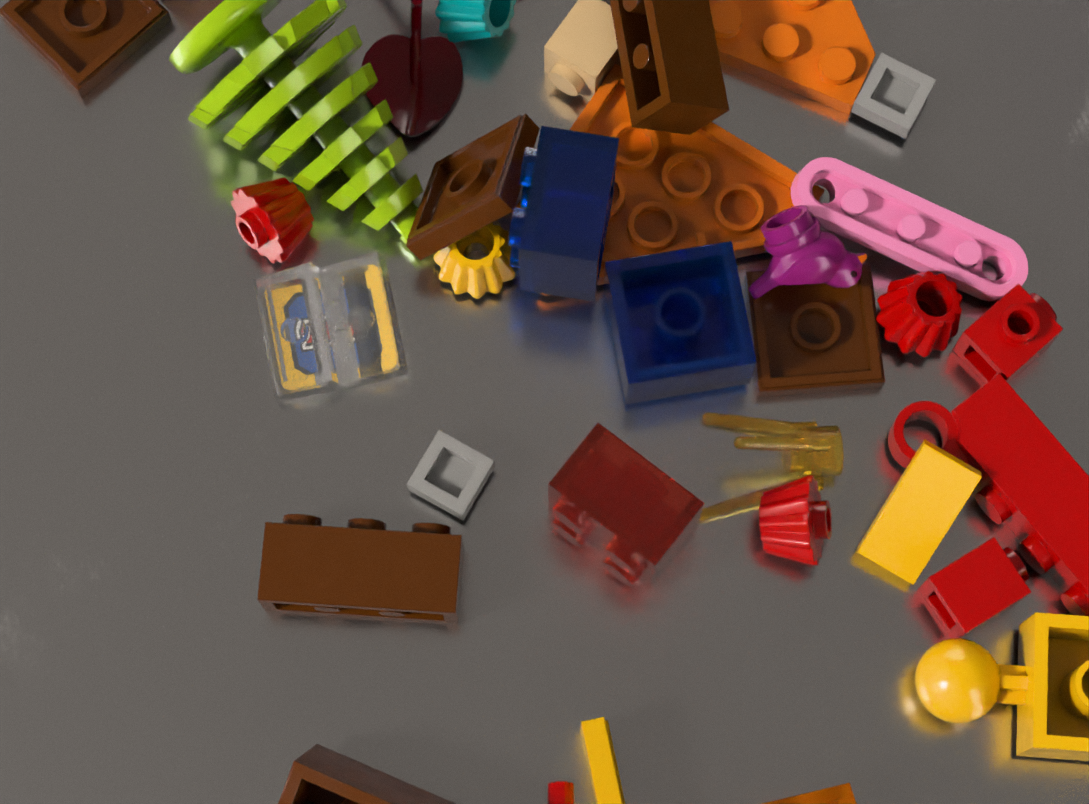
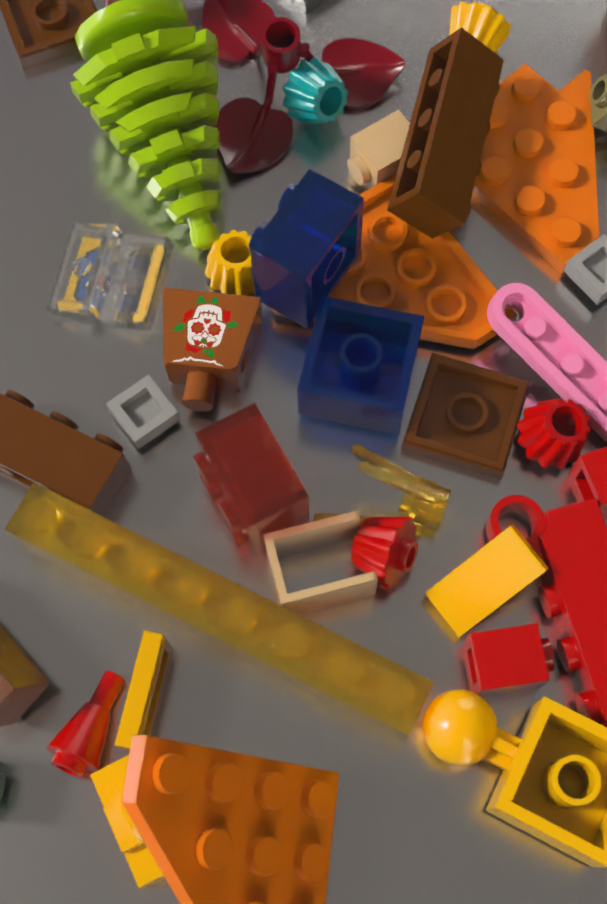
camera: 25 degrees right, 5 degrees down
(272, 217) = (105, 184): red piece -> none
(472, 187) = (240, 213): reddish brown tile -> none
(487, 363) = (208, 341): none -> dark orange torso
(646, 666) = (221, 612): none -> clear yellow brick
(695, 602) = (309, 537): none -> tan piece
(804, 254) = (480, 352): magenta animal -> none

